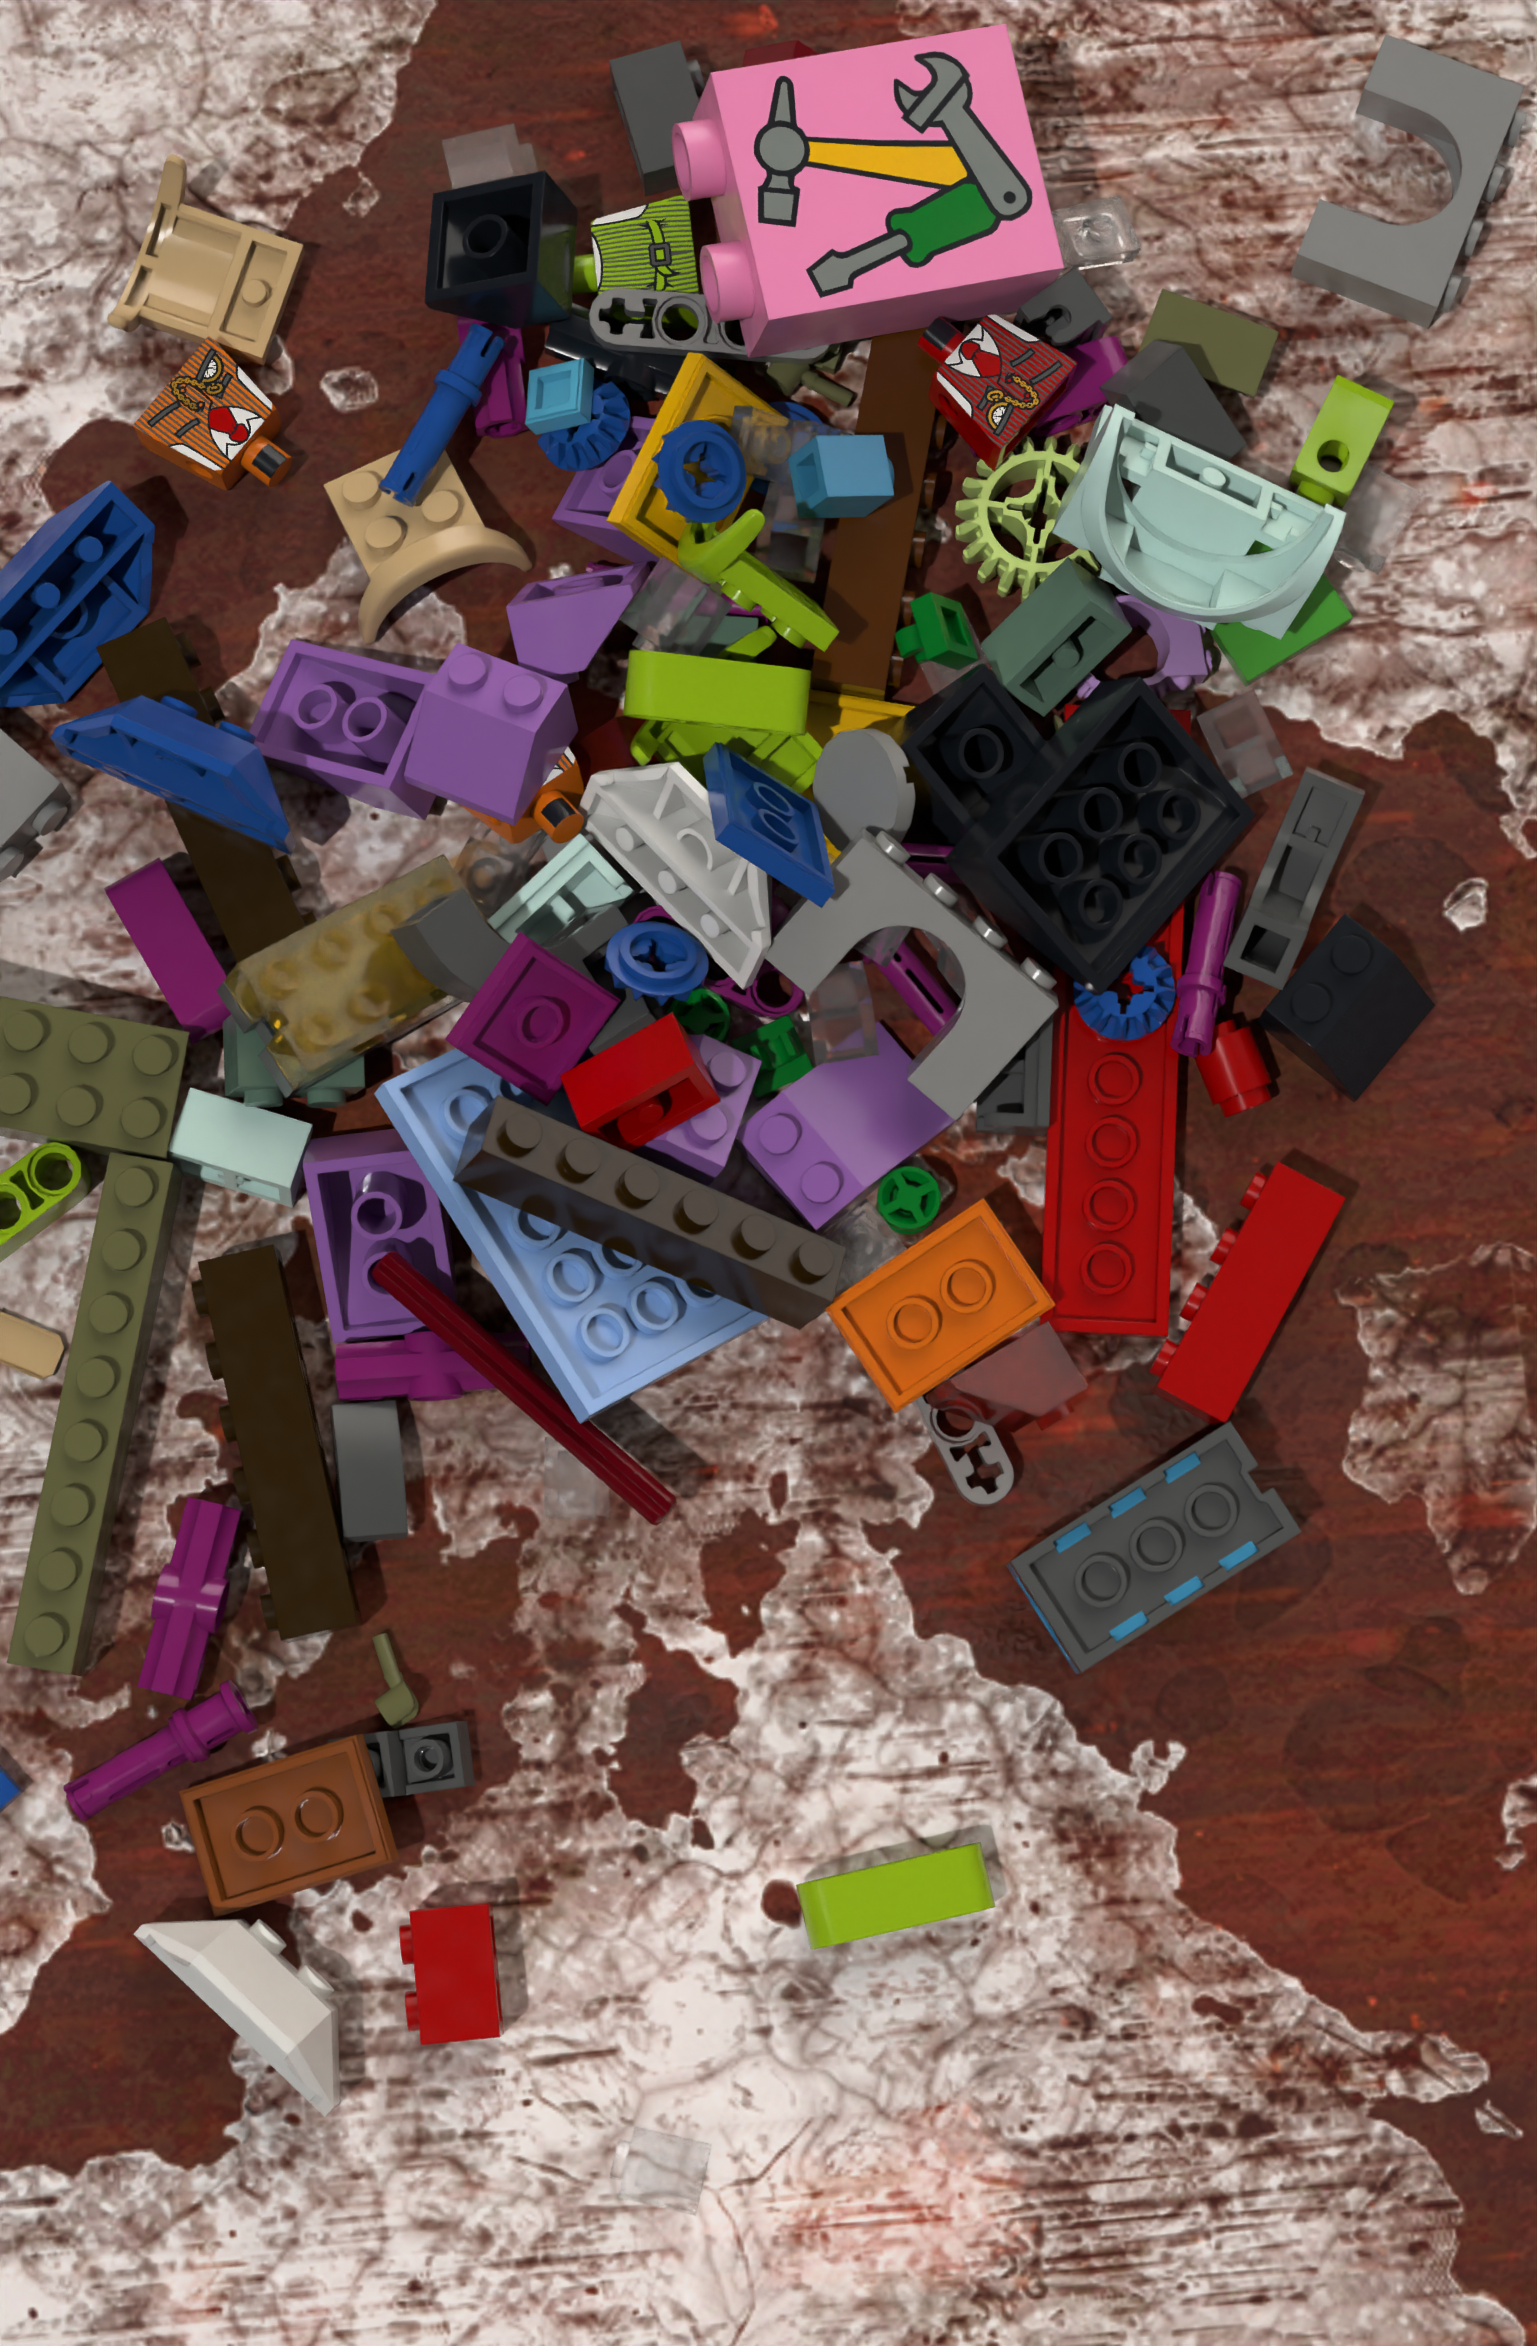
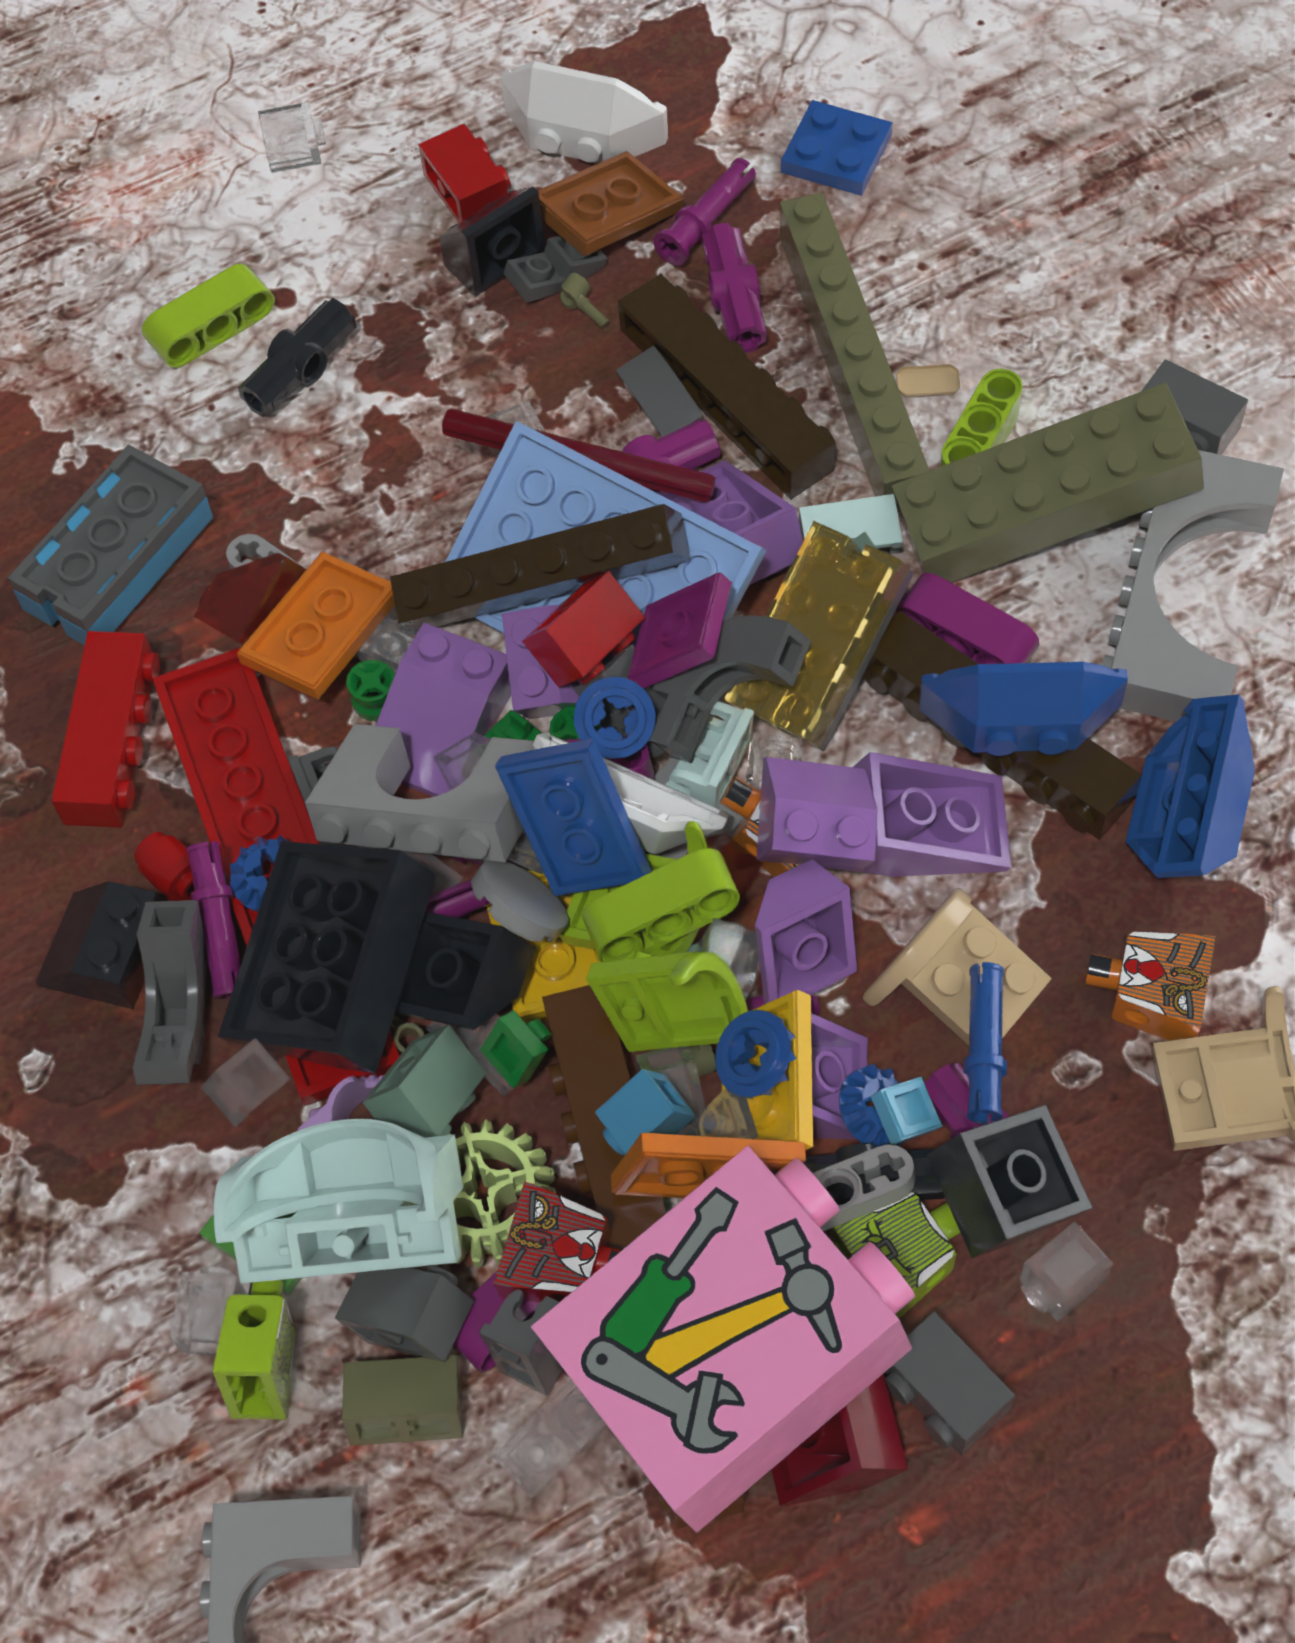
camera: 160 degrees right, 20 degrees down
(467, 1832) = (499, 232): none -> black slope
(804, 1763) = (297, 357): none -> black piece
(810, 387) = (680, 1163): none -> orange tile

